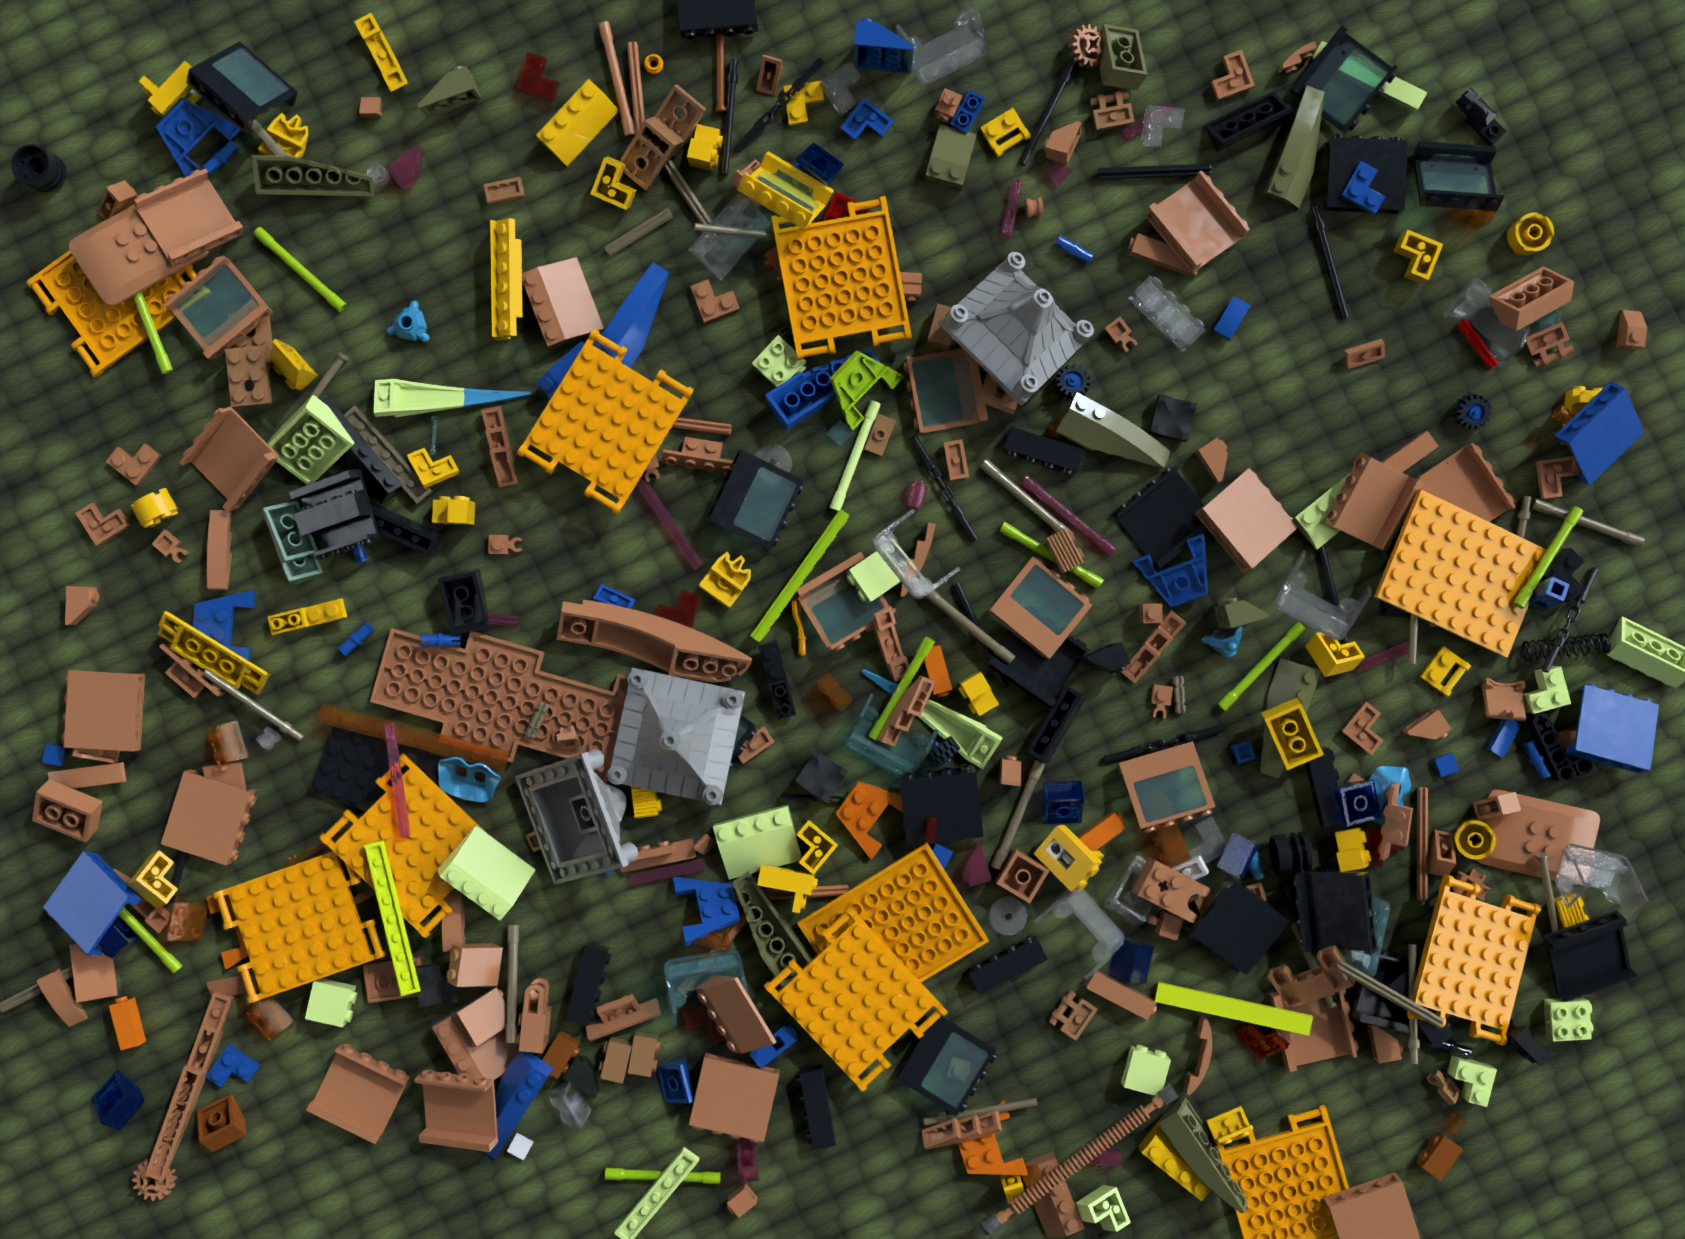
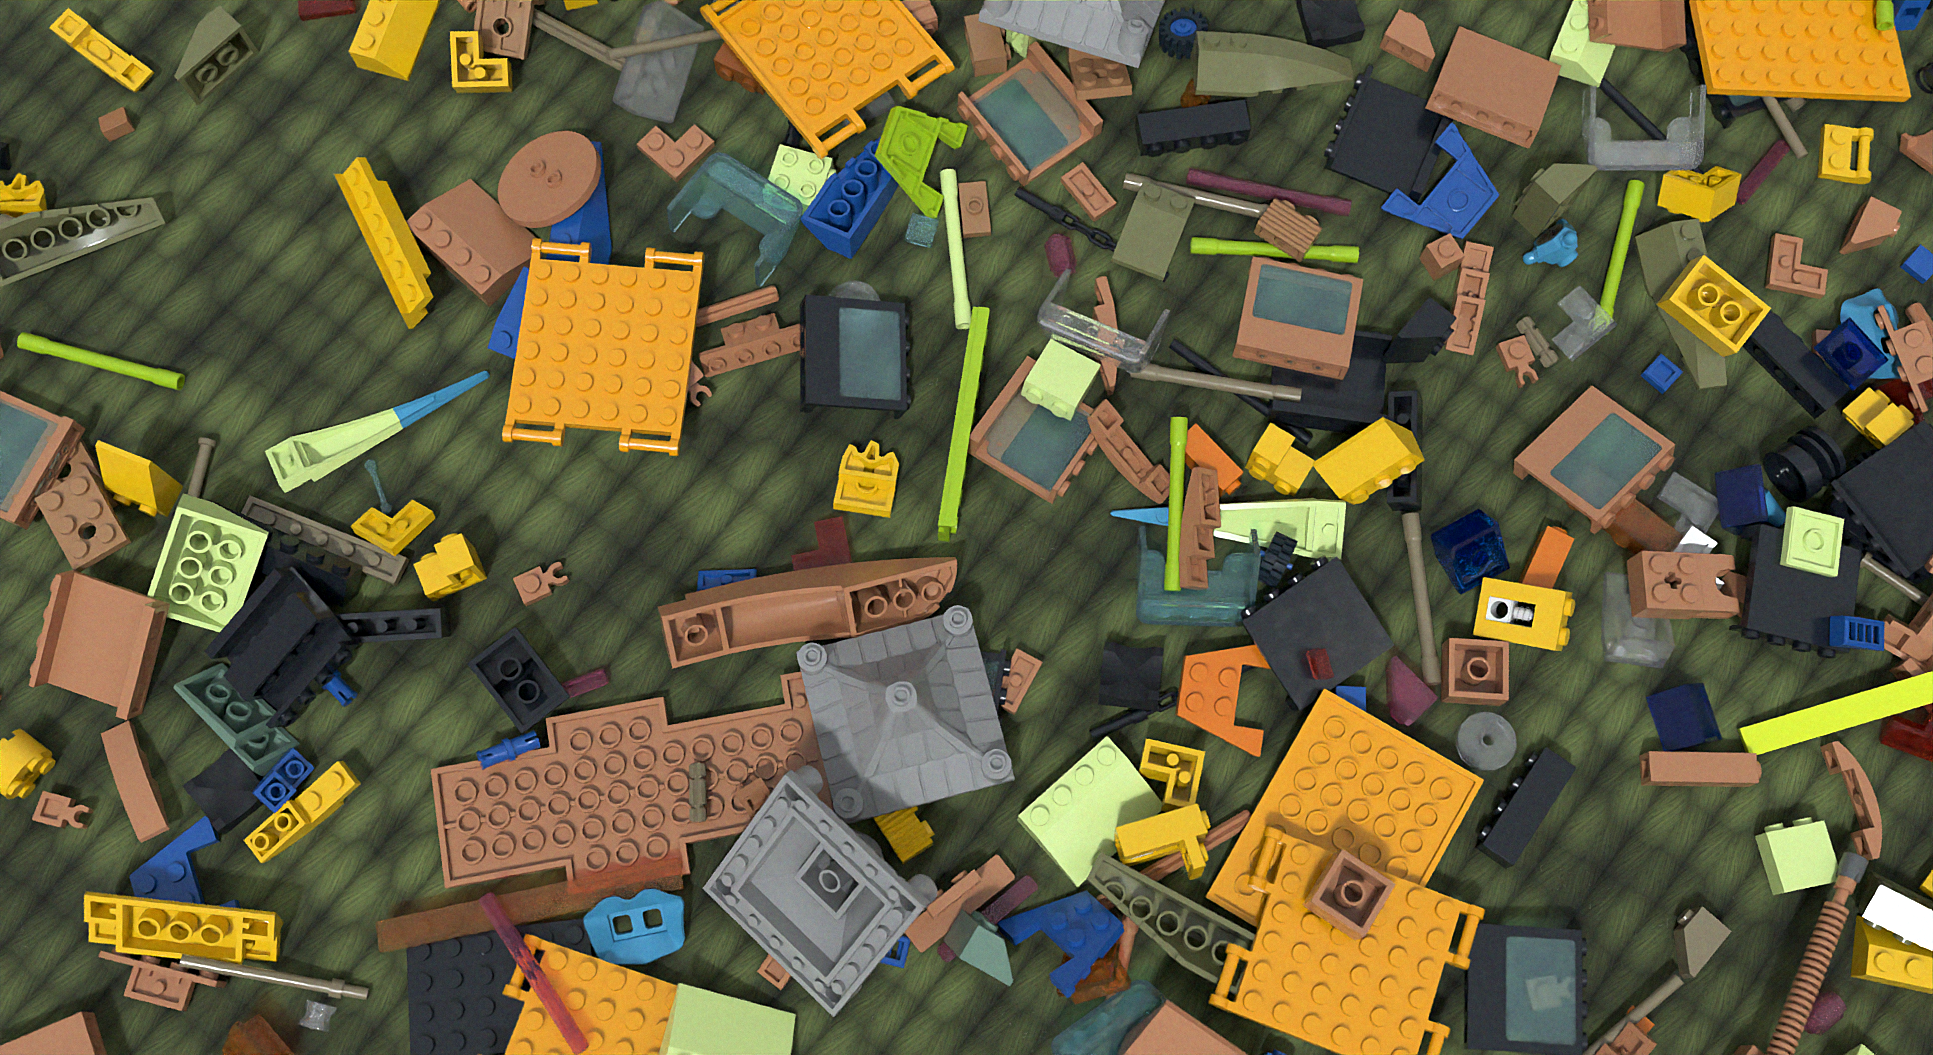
camera: 30 degrees left, 15 degrees down
(269, 583) = (225, 791): none -> black brick
(303, 592) = (282, 780): none -> blue slope
(356, 638) = (386, 809): blue pin -> none
(376, 171) = (157, 190): clear wheel -> none
(407, 167) = (194, 170): clear pink slope -> none
(410, 324) = (282, 359): dark azure rock -> none
(499, 446) = (475, 456): nougat slope -> none
(504, 190) = (337, 141): medium nougat plate -> none
(623, 286) = (549, 179): none -> nougat plate
(638, 232) = (538, 112): dark tan axle -> none
(652, 888) = (978, 943): none -> sand green slope
(669, 523) = (754, 447): clear pink axle -> none
(705, 844) = (1019, 852): nougat slope -> none
(734, 347) = (749, 197): none -> clear light blue windscreen
(777, 679) = (1002, 577): black slope -> none
(796, 608) = (1007, 508): light orange piece -> none
(838, 696) = (1081, 551): clear orange brick -> none
(871, 969) = (1349, 894): none -> nougat brick
(980, 508) = (1153, 230): none -> olive slope
(1010, 771) = (1379, 543): nougat slope -> none
(1028, 724) = (1369, 460): none -> yellow slope
(1061, 1085) = (1697, 939): none -> dark tan slope
(1077, 1019) = (1662, 832): medium nougat plate -> none
(1094, 918) = (1566, 670): clear windscreen -> none
(1167, 924) = (1704, 641): nougat brick -> none
(1188, 737) = (1529, 436): black piece -> none
(1214, 702) = (1588, 324): none -> clear plate
(1247, 960) = (1840, 633): none -> blue slope
(1260, 904) = (1812, 541): none -> yellowish green tile

